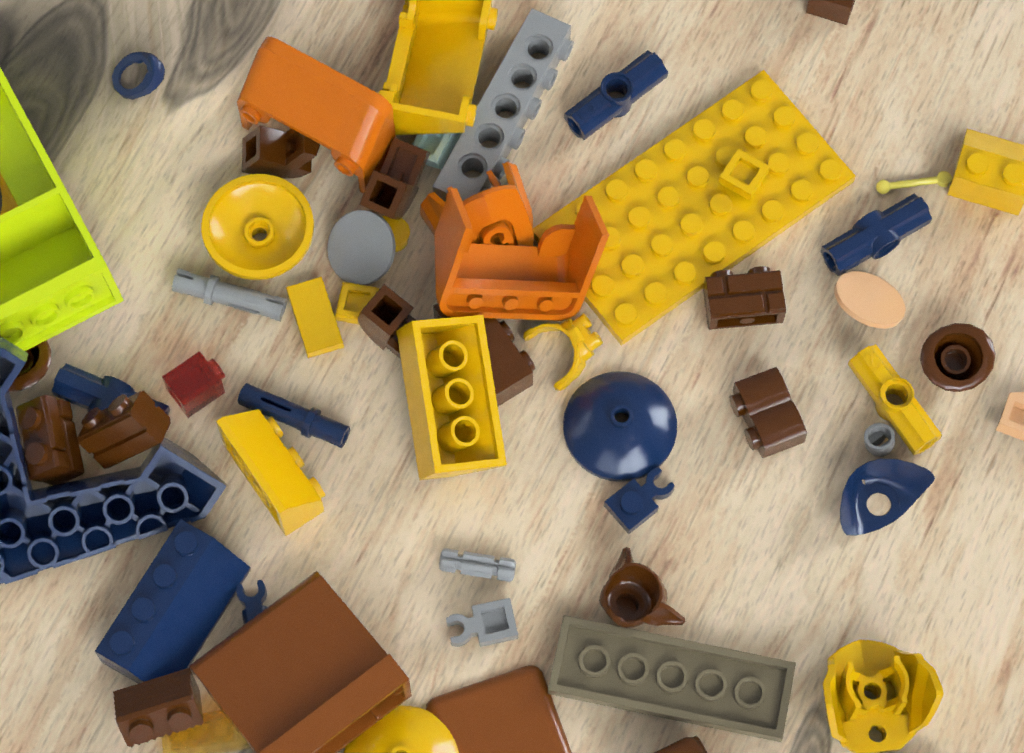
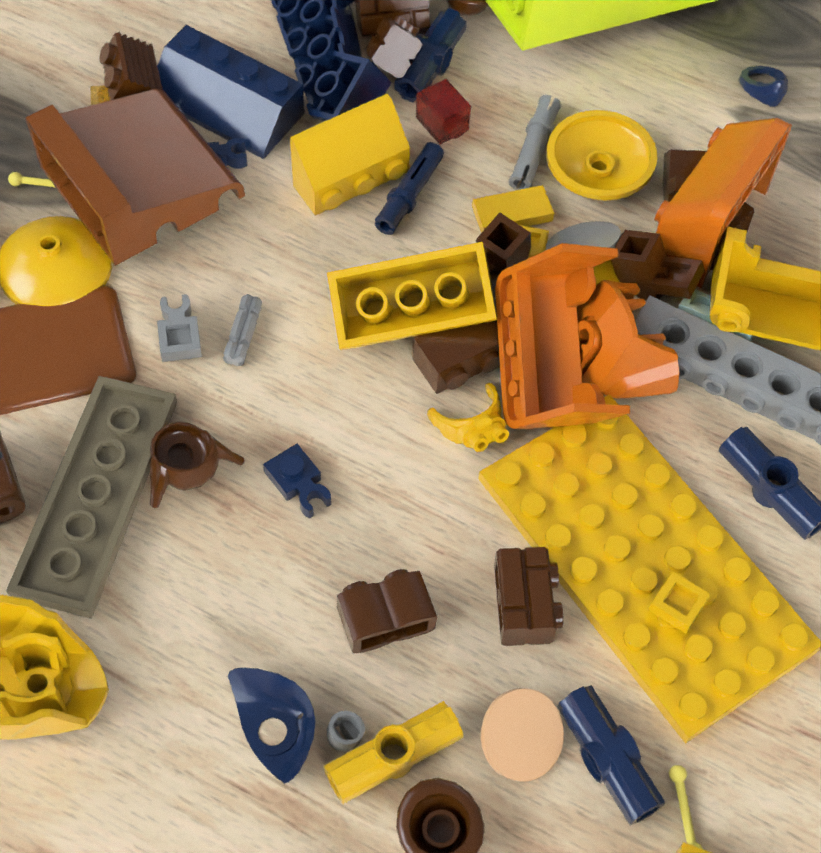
camera: 90 degrees right, 10 degrees down
(615, 448) = (381, 489): dark blue dish -> none

